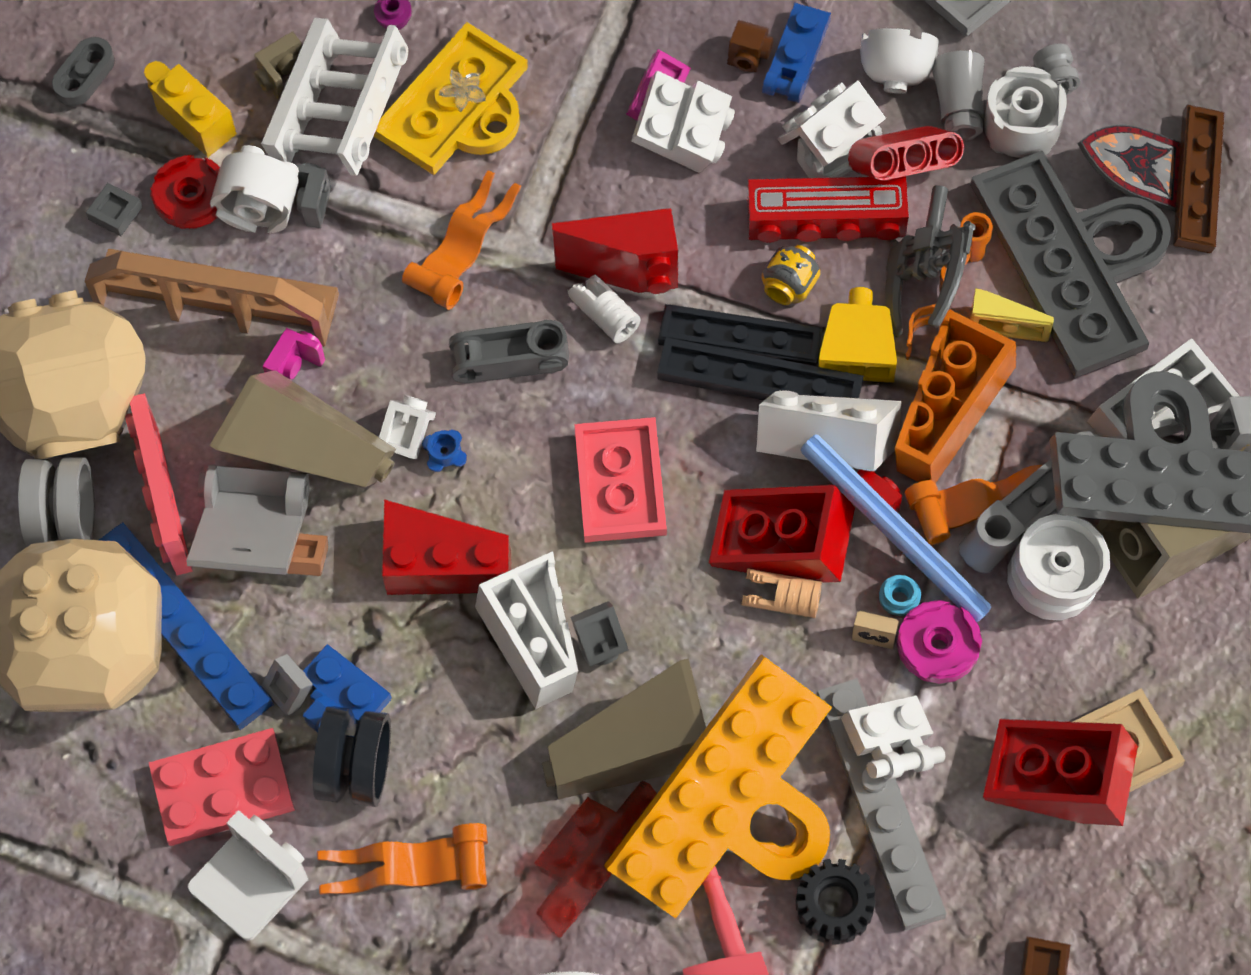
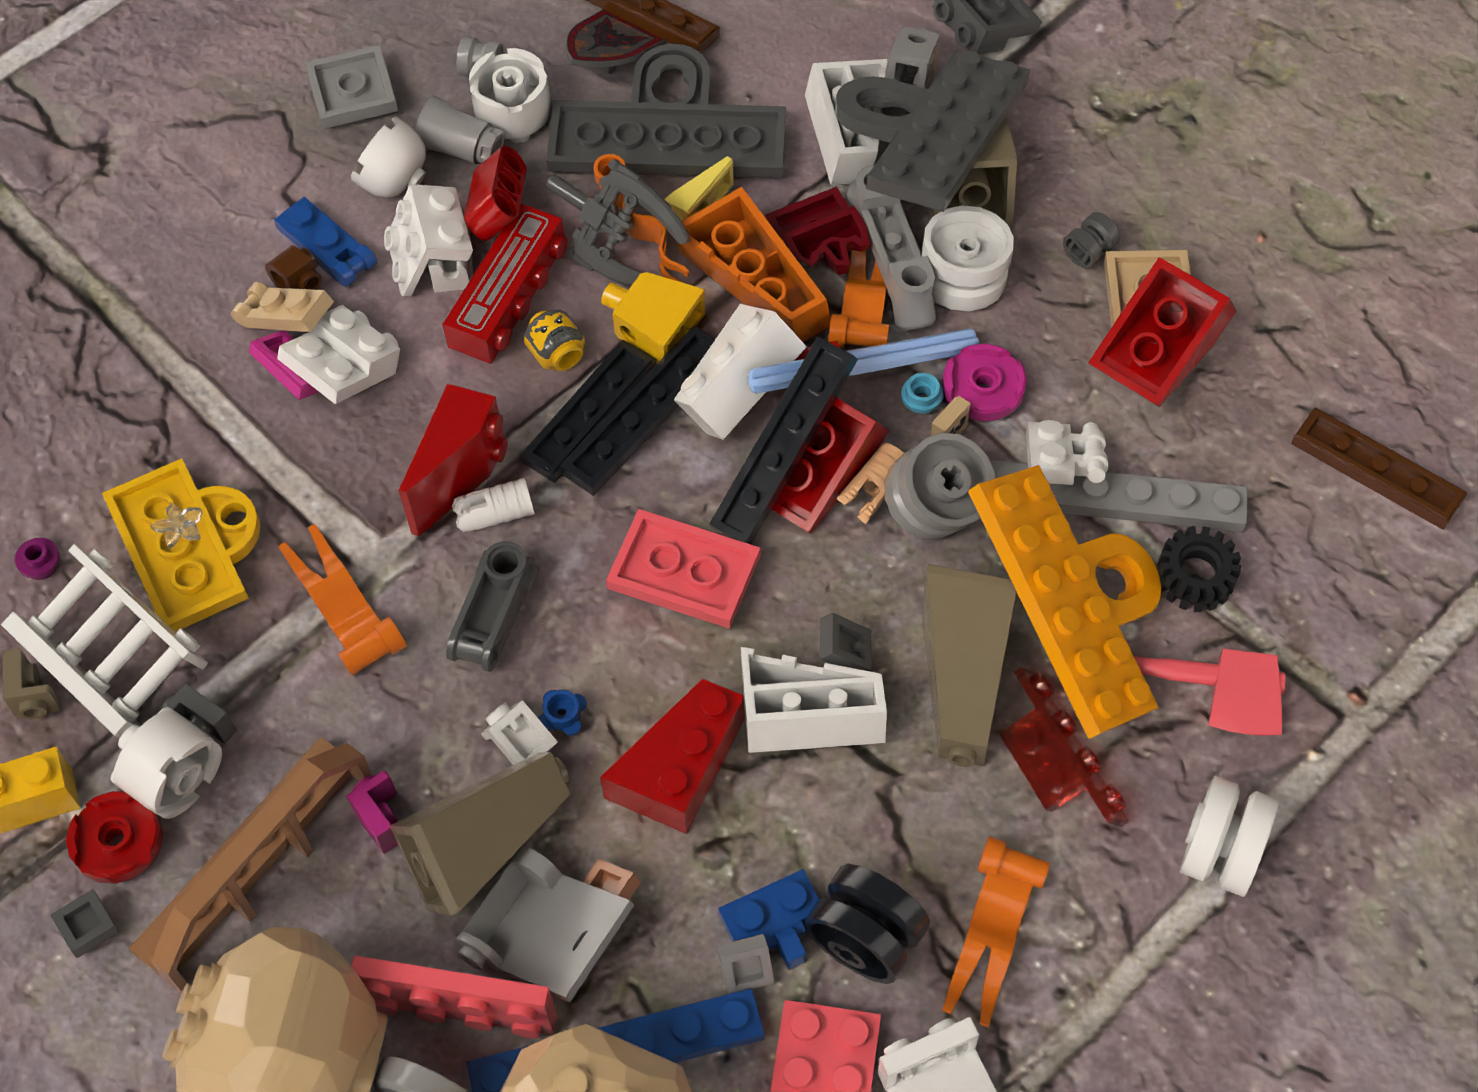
camera: 65 degrees left, 5 degrees down
(701, 54) = (281, 308): none -> tan plate
(768, 496) = (783, 441): none -> black plate
(810, 623) = (931, 485): none -> light grey wheel
(1019, 430) = (821, 229): none -> dark red plate
(1140, 668) = (1096, 236): none -> dark grey wheel

